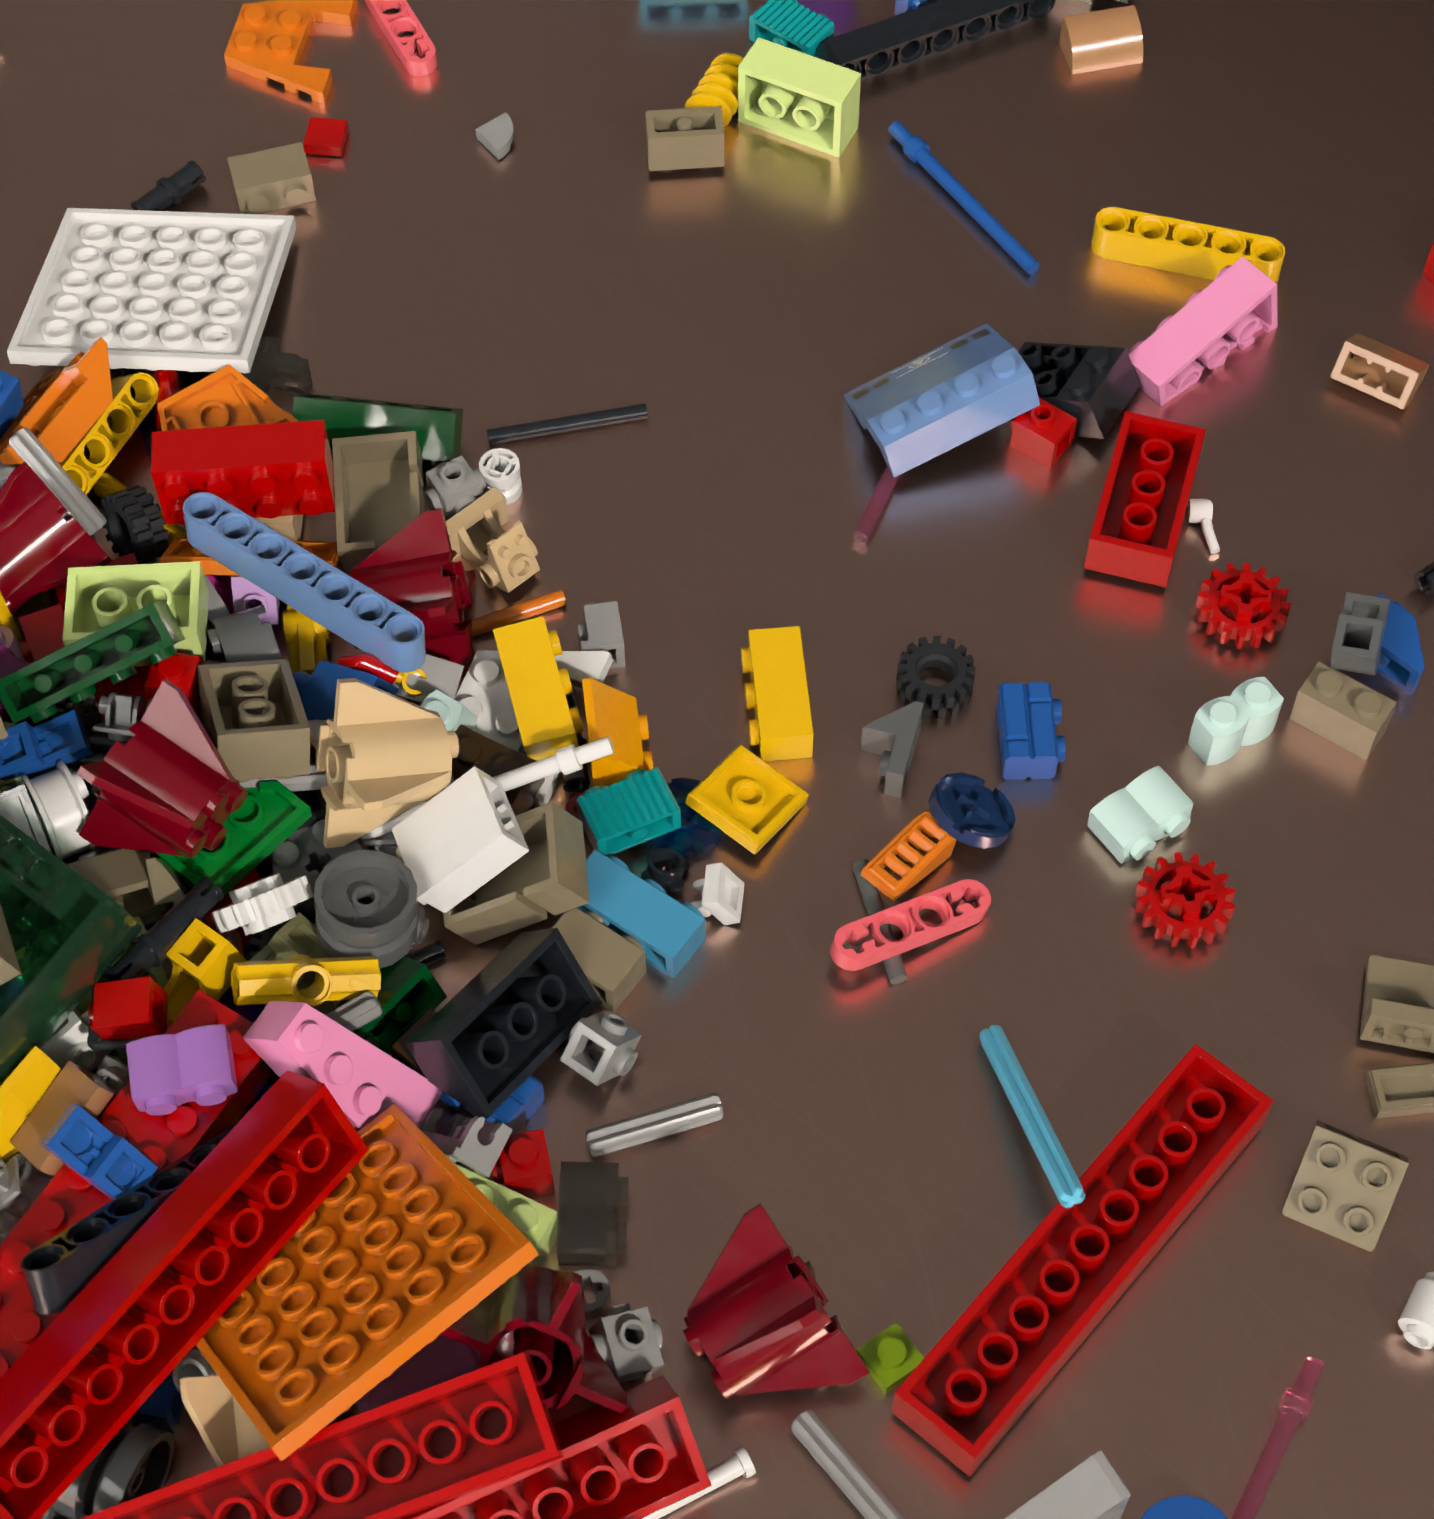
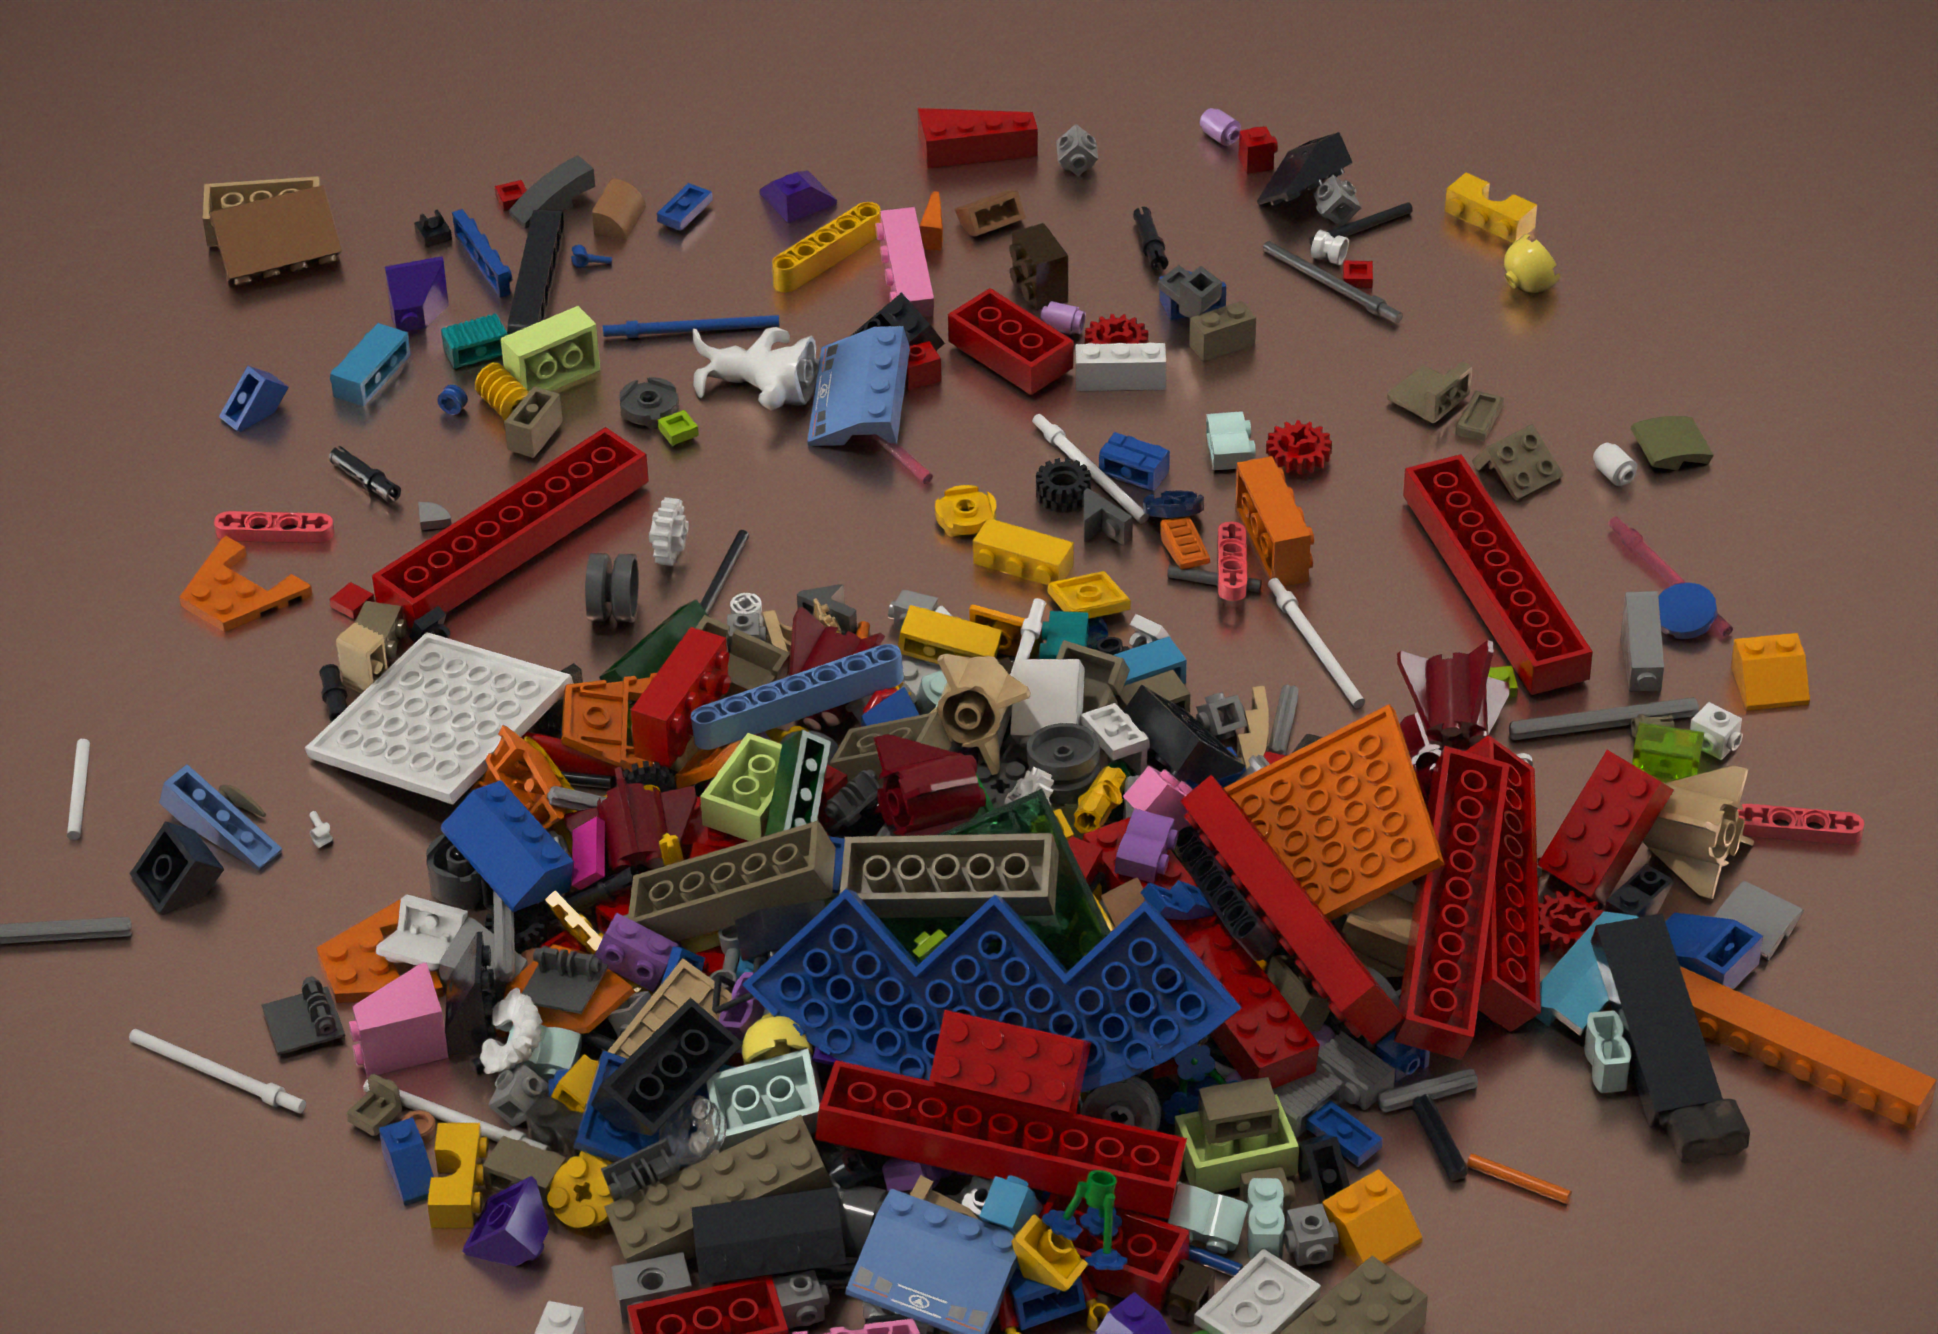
camera: 60 degrees left, 15 degrees down
(207, 178) = (361, 657): none -> tan brick
(311, 214) = (430, 622): none -> black tile
(447, 332) = (612, 587): none -> dark grey wheel
(455, 943) = (1118, 736): none -> white bracket
(502, 204) = (513, 526): none -> red brick
(517, 59) = (372, 479): none -> black pin
(559, 545) = (835, 599): none -> dark grey slope
(568, 1115) = (1256, 734): none -> tan slope
(572, 337) = (668, 531): none -> white gear
(686, 59) = (452, 399): none -> blue bush
(777, 266) = (678, 427): none -> lime plate
(804, 239) = (637, 404): none -> dark grey plate
(823, 621) = (958, 522): none -> yellow plate
(881, 1028) = (1289, 604): none -> white bar
(912, 311) = (781, 374): none -> white animal
(997, 936) = (1273, 521): none -> orange brick
(1005, 48) = (581, 257): none -> blue hand
(1023, 630) = (1056, 437): none -> white bar
(1032, 1117) = (1397, 554): medium azure axle -> none
(1156, 92) = (684, 206): none -> blue plate
(1190, 633) = (1120, 367): none -> white brick
(1235, 721) = (1196, 375): light aqua brick -> none
(1239, 533) = (1064, 318): none -> lavender brick
(1264, 181) = (797, 195): none -> dark purple slope
(1298, 460) = (1039, 266): none -> dark brown brick
(1311, 323) = (931, 224): none -> orange slope

